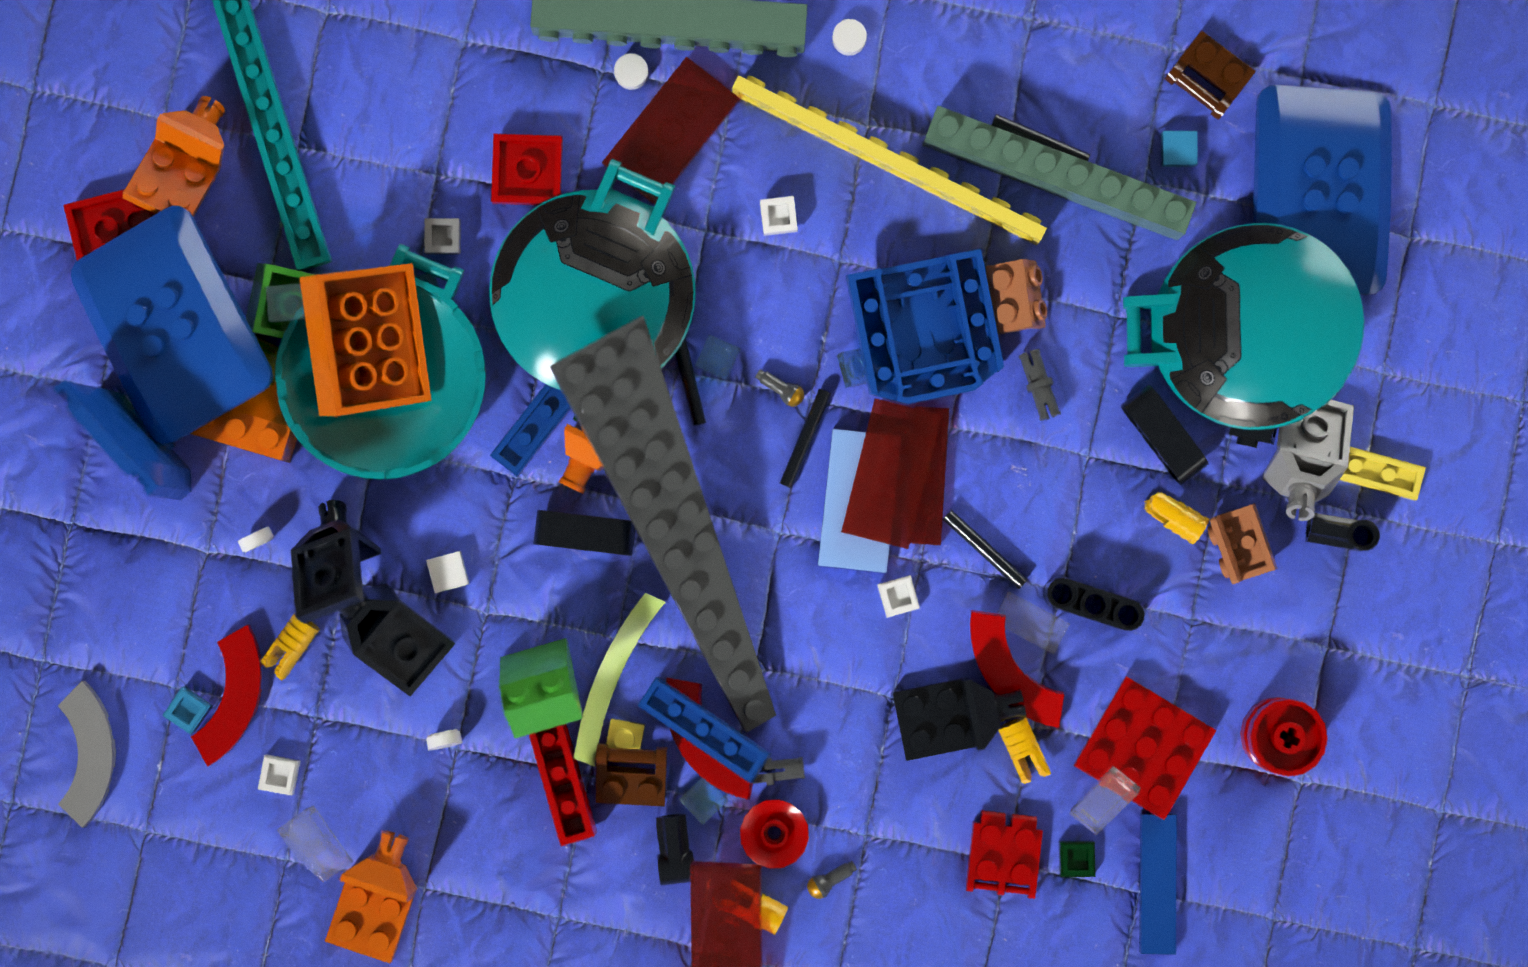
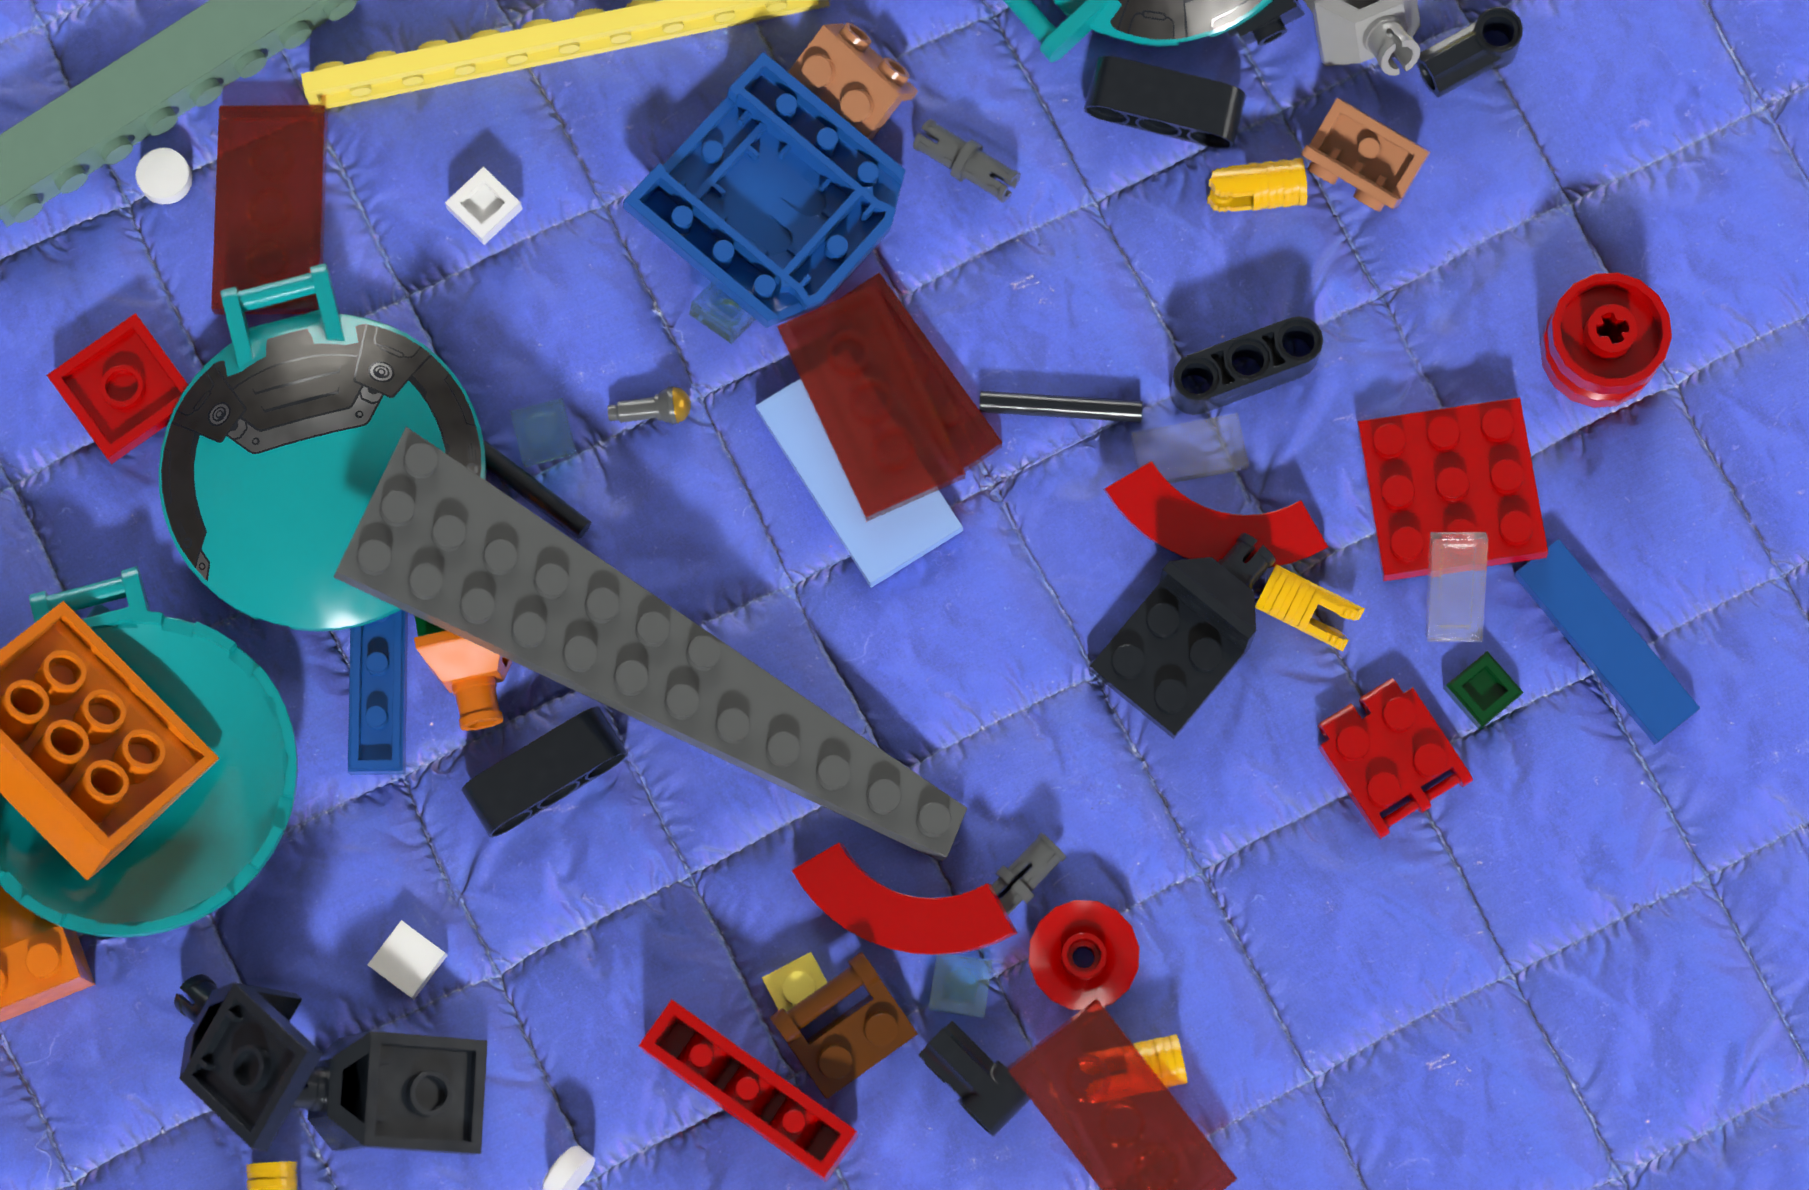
camera: 35 degrees left, 10 degrees down
(256, 539) = (124, 1110): white tile -> none
(442, 236) = (77, 549): light grey plate -> none
(539, 688) = (641, 999): bright green slope -> none
(609, 674) = (715, 921): yellowish green sticker -> none
(704, 729) = (890, 891): blue tile -> none
(805, 438) = (731, 446): black bar -> none
(820, 885) = (1195, 976): dark grey piece -> none
(898, 596) = (1001, 545): white tile -> none

